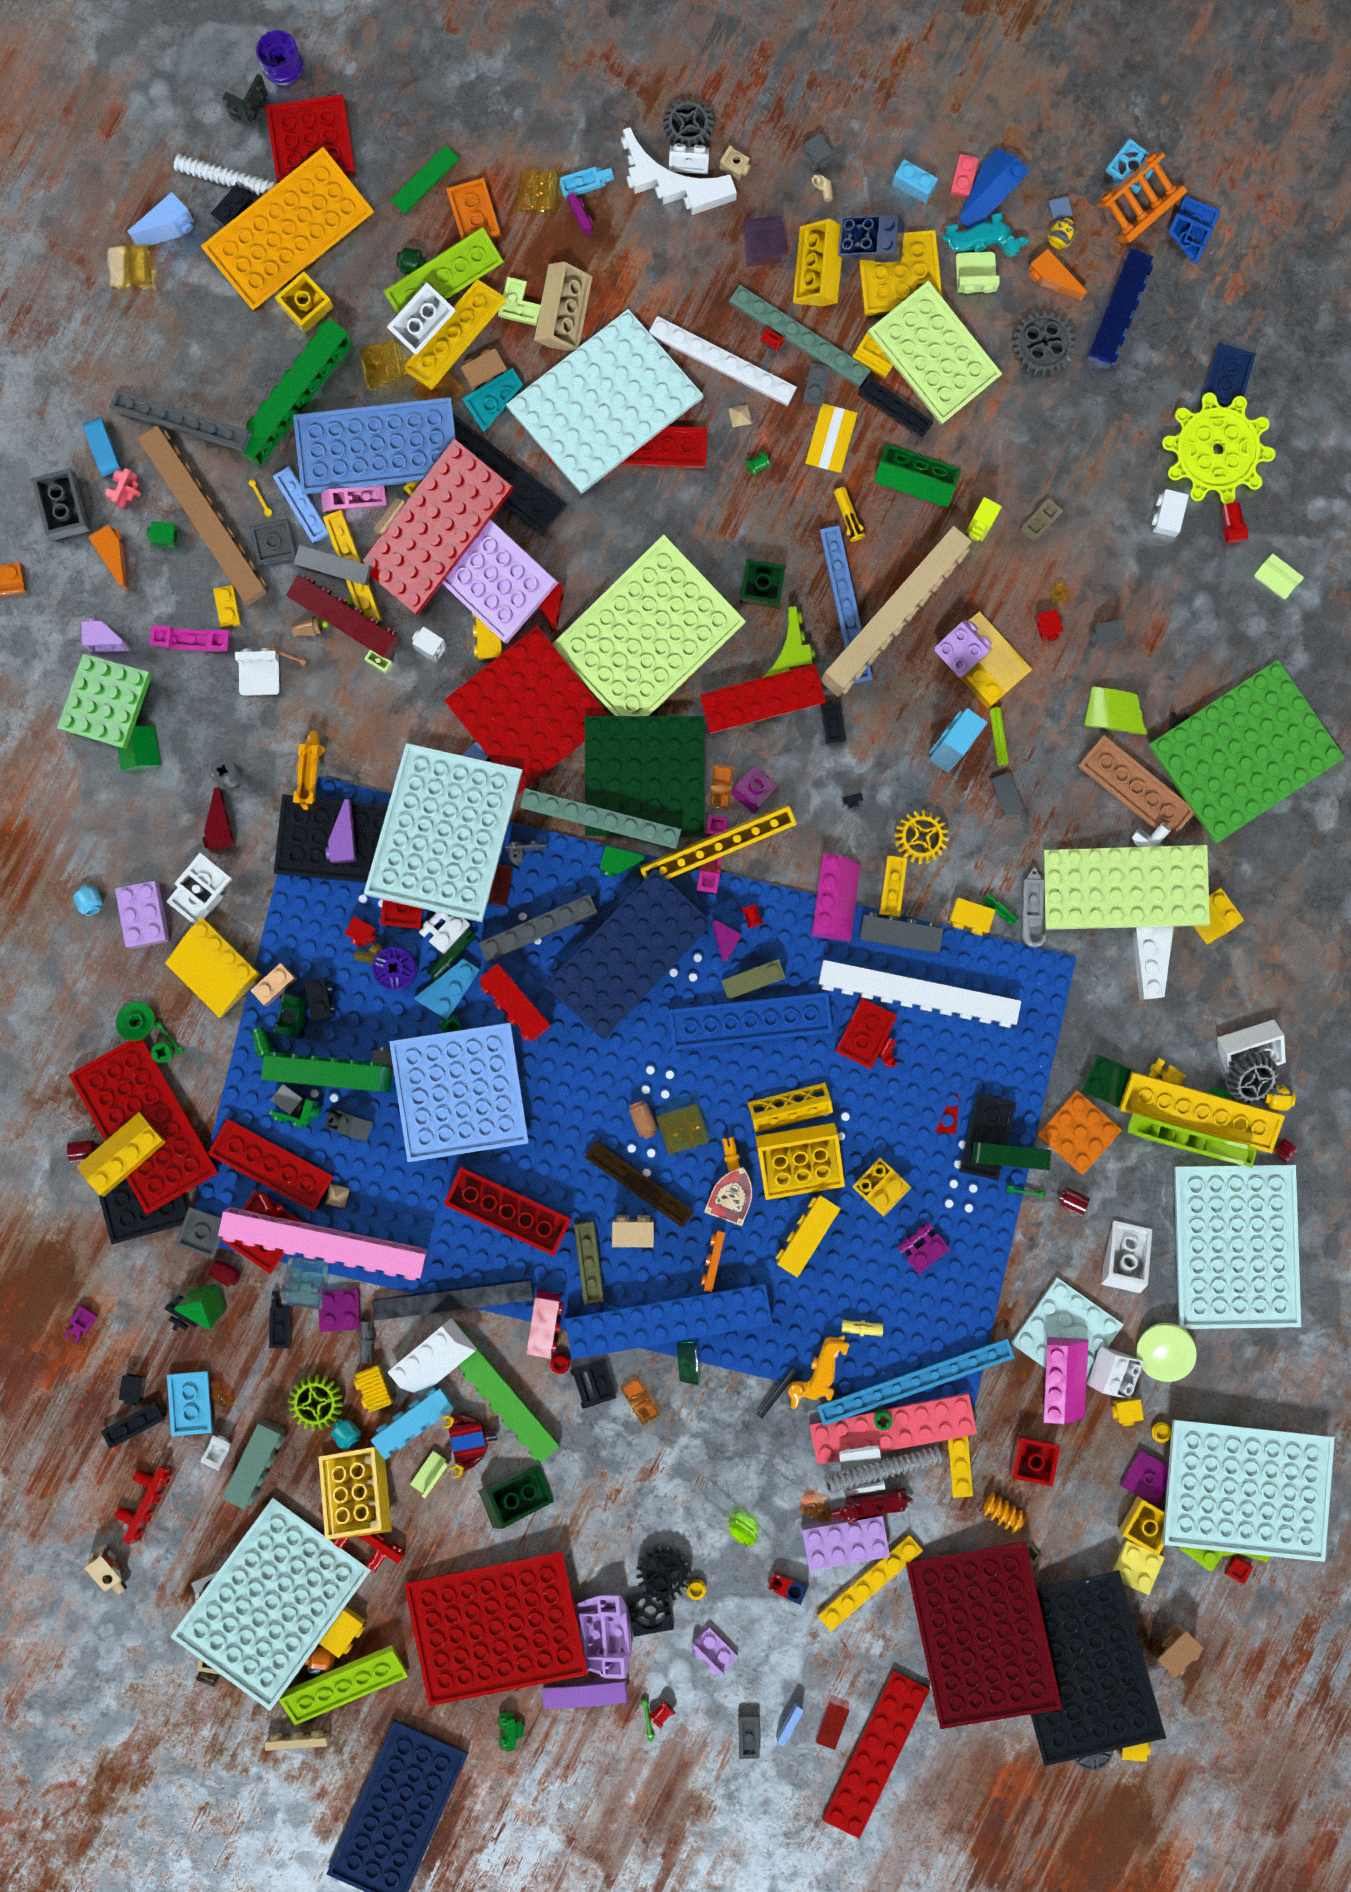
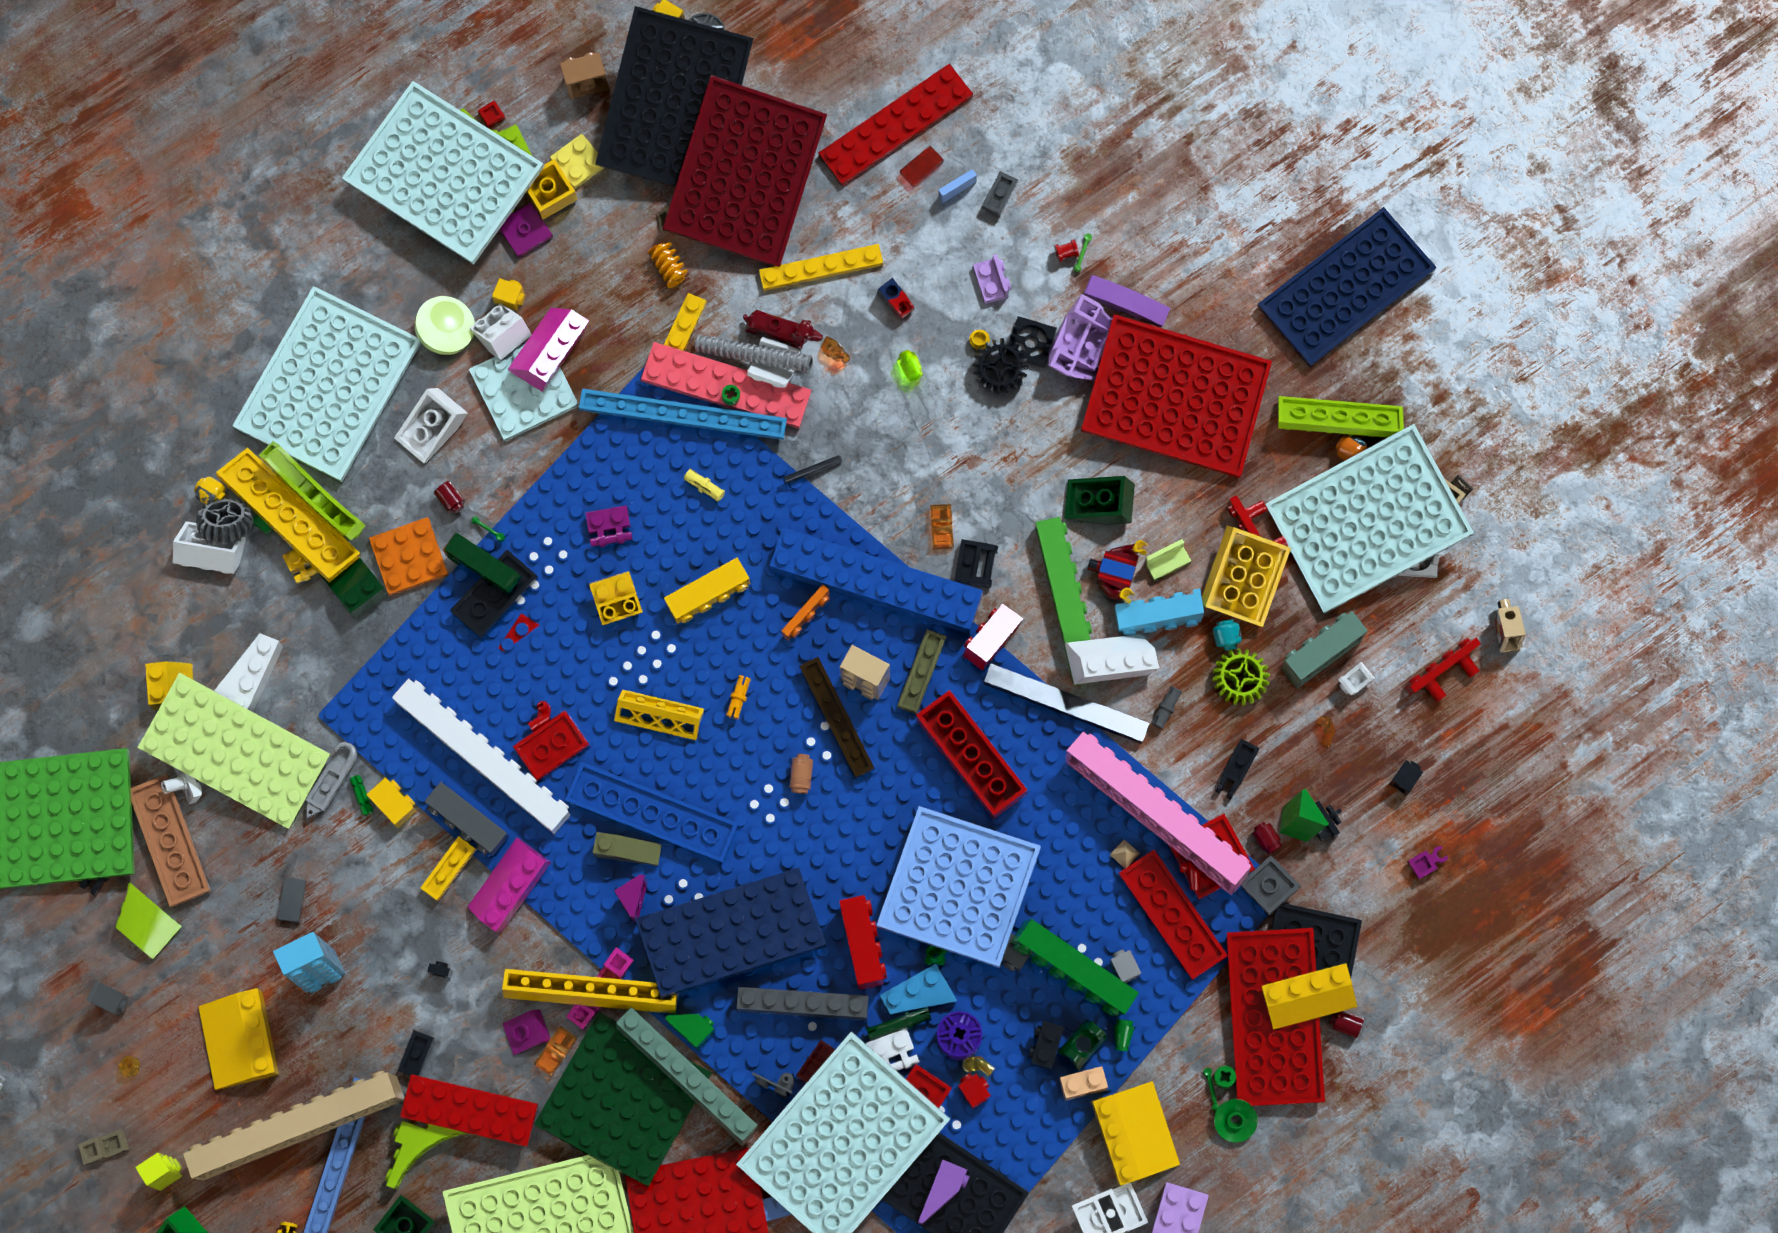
camera: 145 degrees left, 10 degrees down
(133, 1425) = (1422, 744): black plate -> none
(190, 1403) = (1359, 736): medium azure plate -> none
(297, 1740) = (1406, 391): tan plate -> none
(305, 1283) = (1195, 787): clear light blue brick -> none
(310, 1111) = (1122, 937): green bracket -> none
(340, 1310) = (1177, 750): magenta plate -> none
(342, 1632) = (1316, 462): yellow brick -> none
(348, 1124) = (1079, 913): dark grey slope -> none
(373, 1388) = (1180, 662): yellow brick -> none
(510, 1730) = (1210, 304): green piece -> none
(560, 1363) = (997, 596): red plate -> none
(682, 1129) = (769, 746): clear yellow slope -> none
(688, 1362) = (879, 536): clear green slope -> none
(731, 1197) = (758, 661): shield -> none
(752, 916) = (595, 909): red bush -> none
(800, 1161) = (676, 661): yellow slope -> none
(823, 1373) = (762, 462): light orange animal -> none
(839, 1544) = (829, 311): lavender brick -> none
(916, 830) = (395, 919): yellow gear -> none
(963, 647) = (250, 1055): lavender bracket -> none
(999, 736) = (267, 958): lime axle -> none
(1034, 1460) = (615, 293): red brick -> none
(1049, 625) = (157, 1038): red brick -> none
(1161, 1432) = (490, 261): yellow plate -> none
(1285, 1151) = (233, 443): dark red wheel -> none

